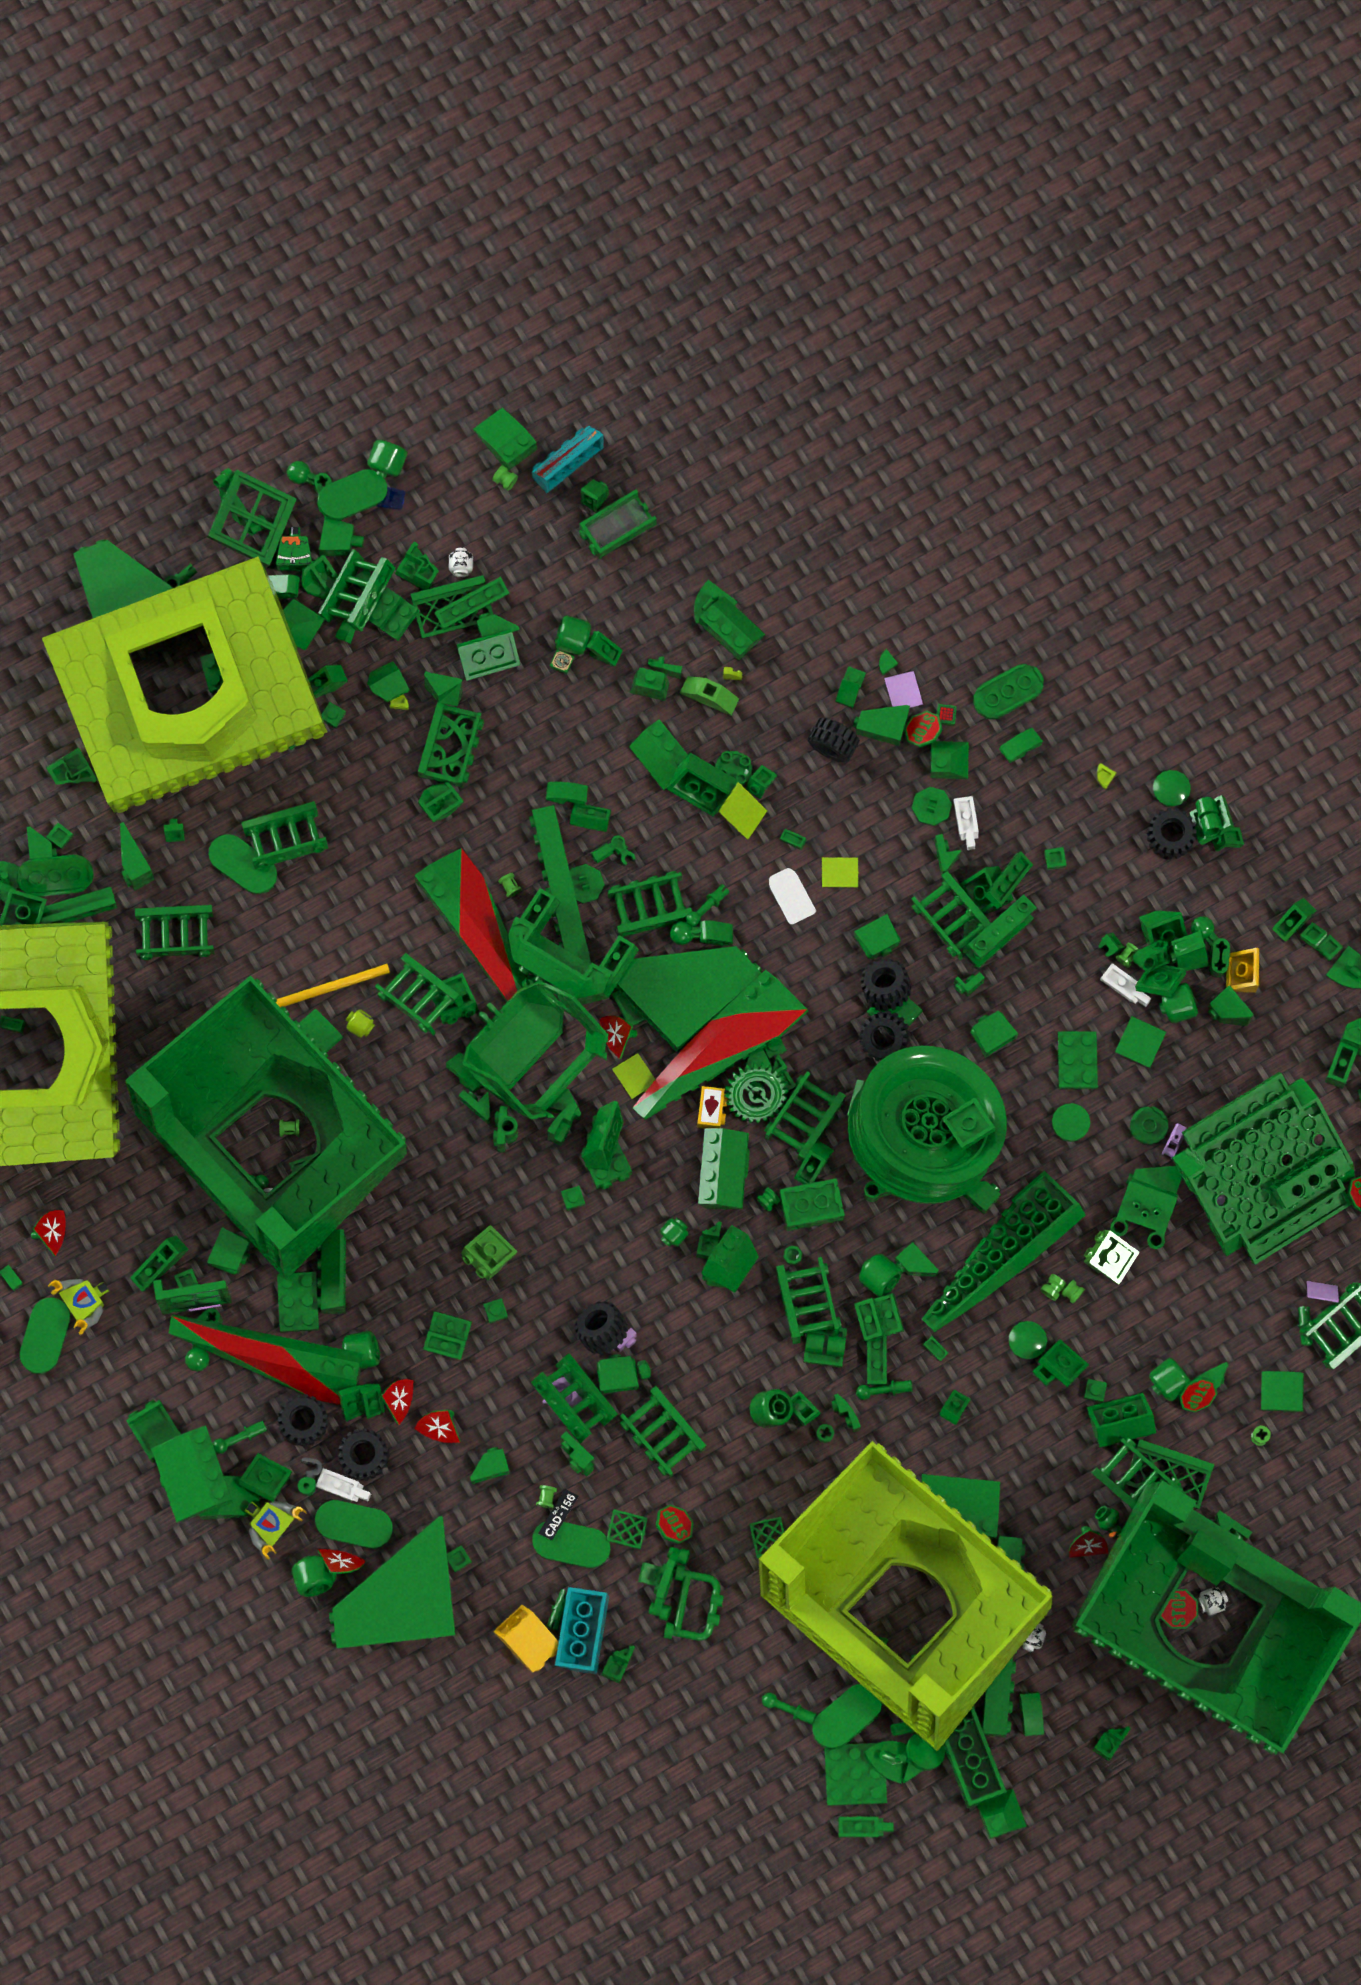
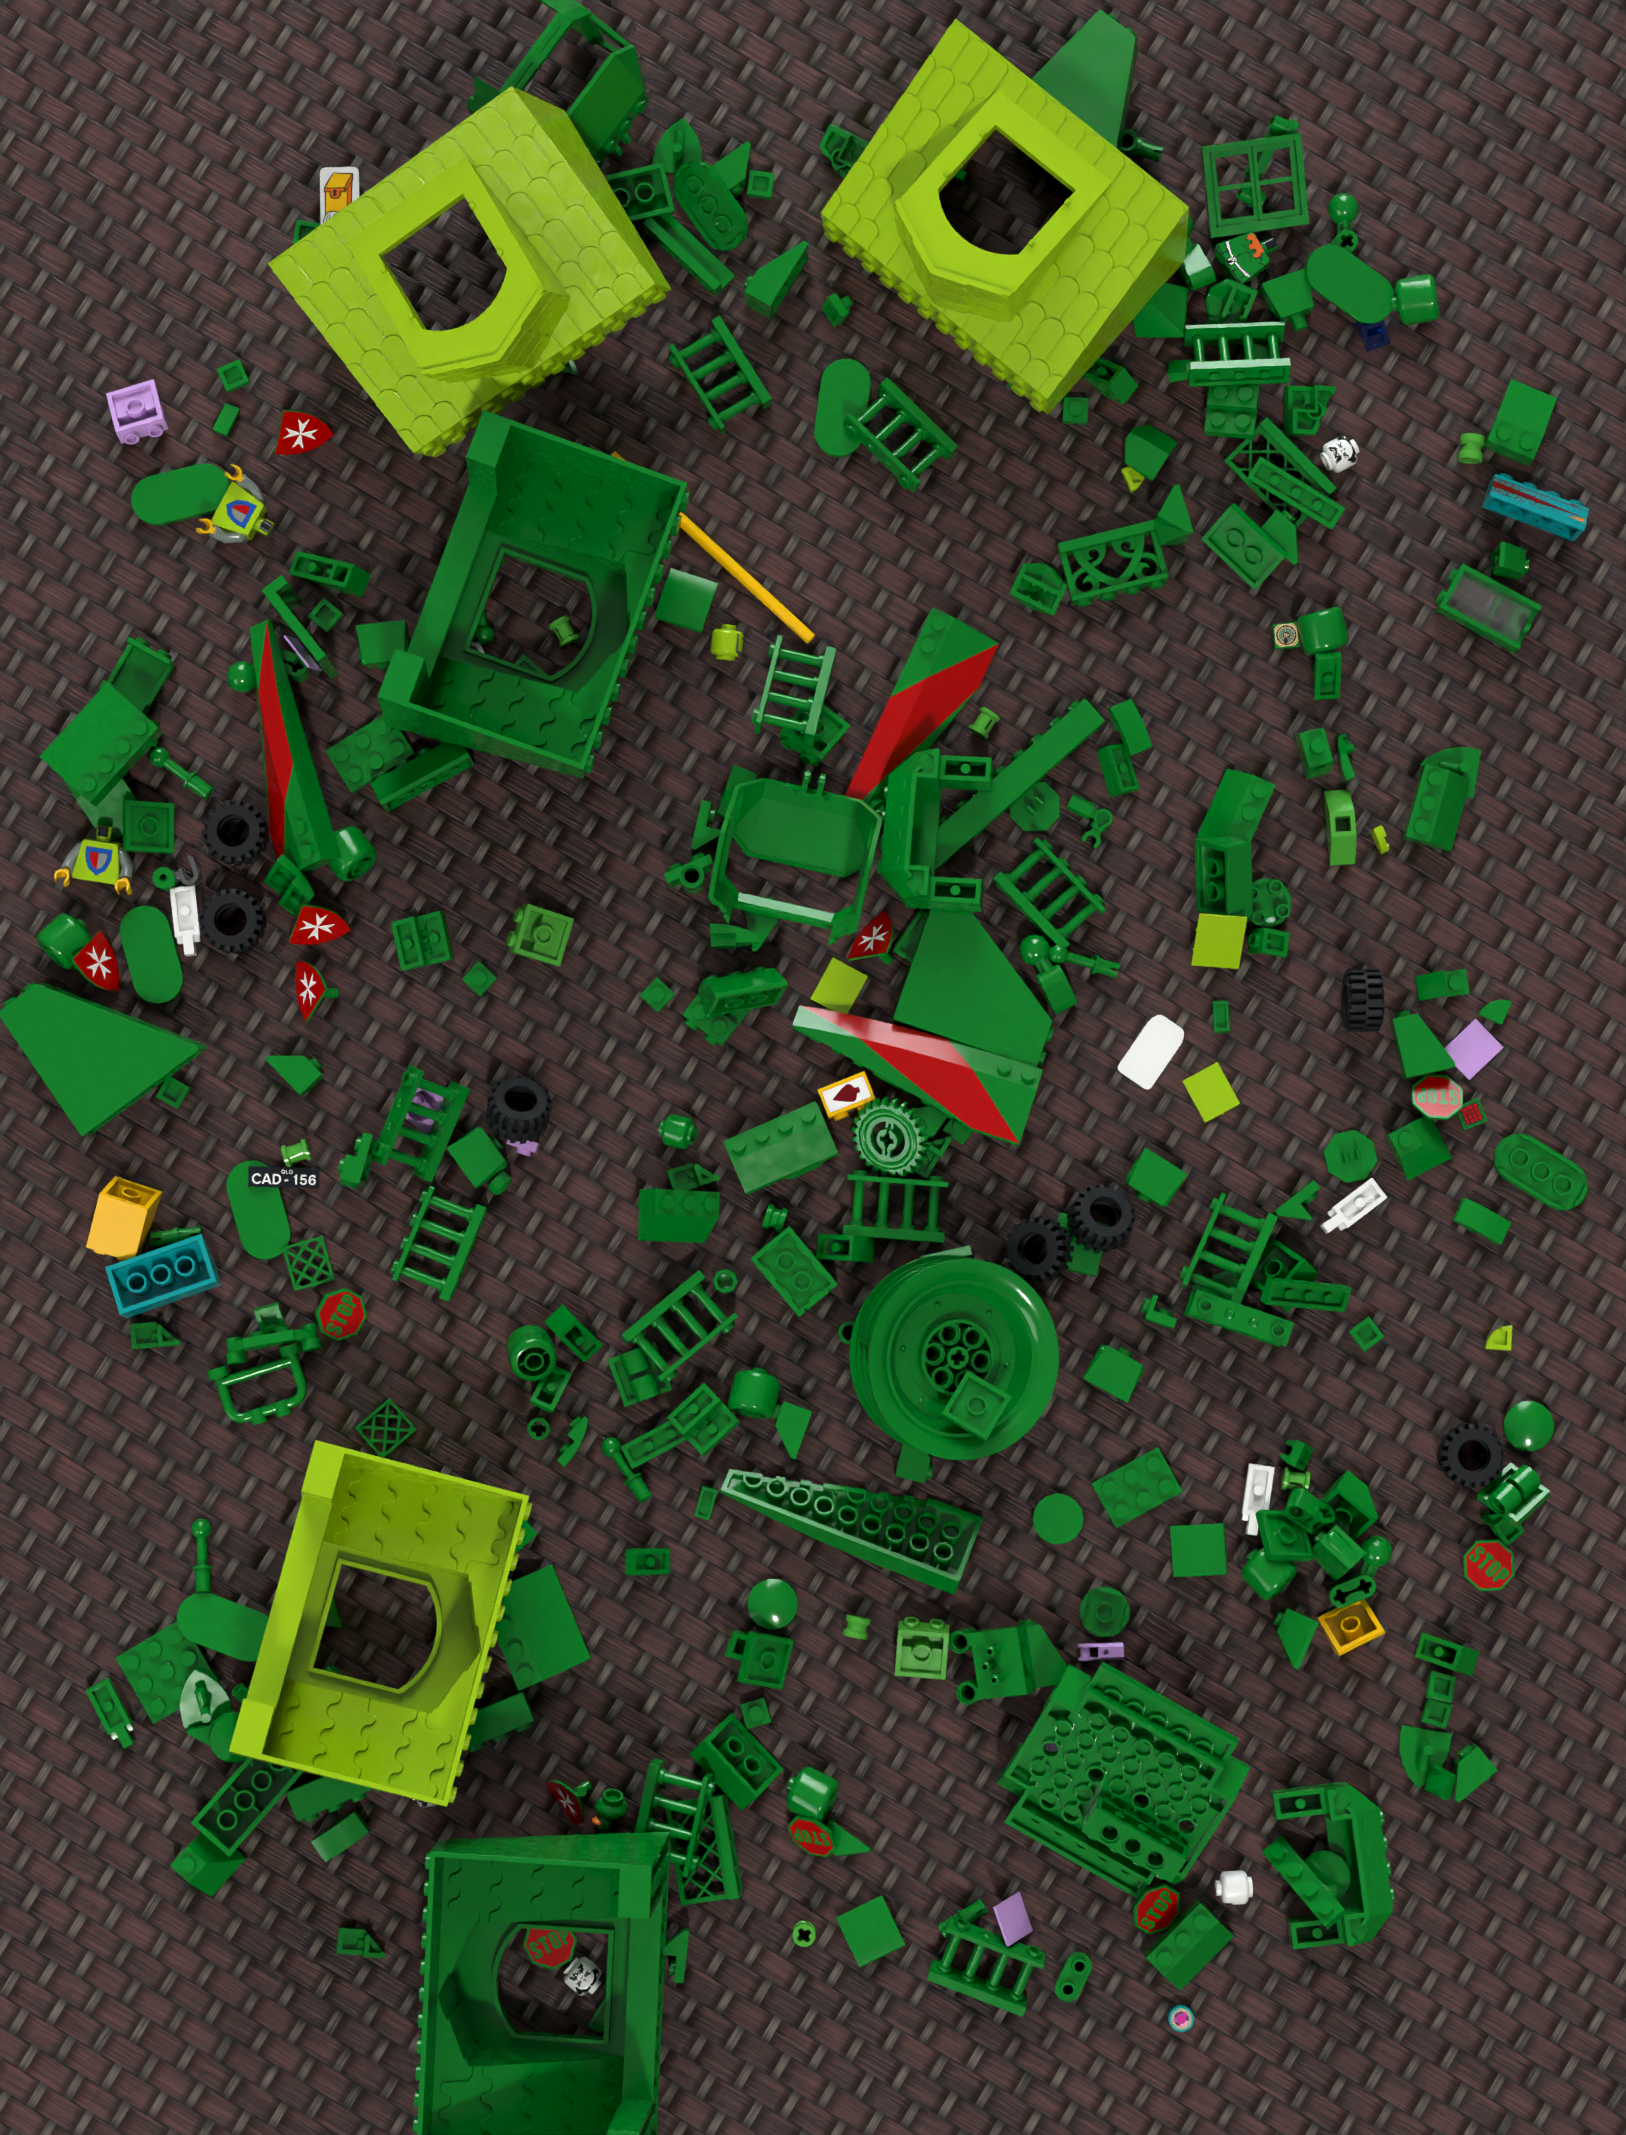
camera: 65 degrees right, 10 degrees up
(772, 1374) = (573, 1333): none -> green slope
(1054, 1286) = (850, 1601): bright green wheel -> none
(1206, 1557) = (615, 1951): green brick -> none
(1247, 1603) = (597, 2020): none -> green piece
(1249, 861) = (1488, 1565): none -> piece

